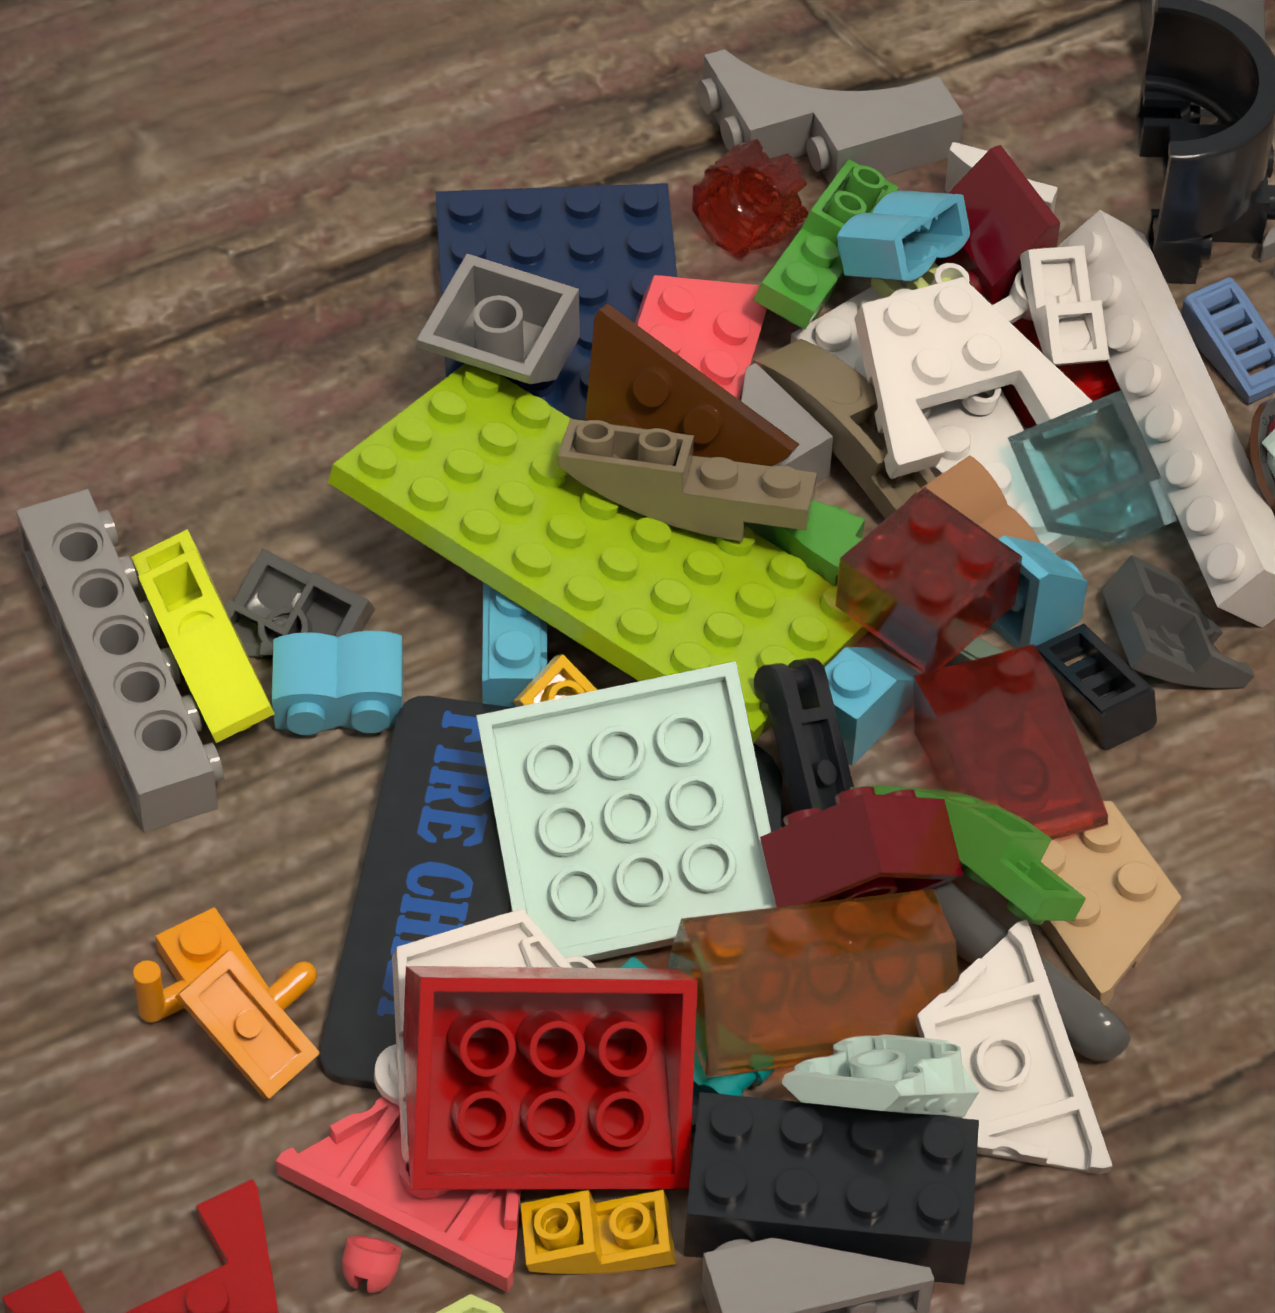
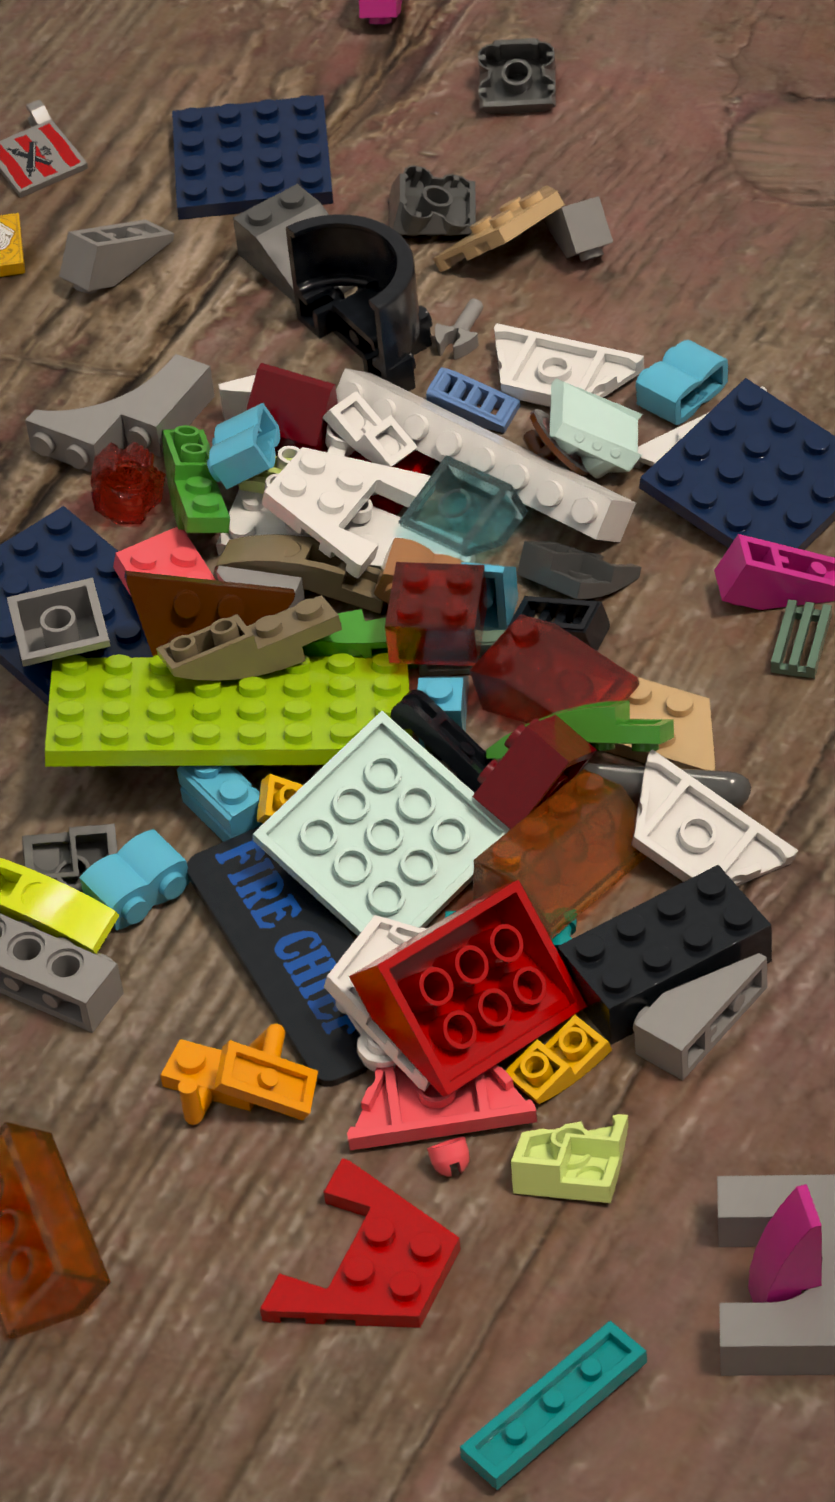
camera: 30 degrees left, 5 degrees down
(888, 1076) = (650, 871): light aqua slope -> none

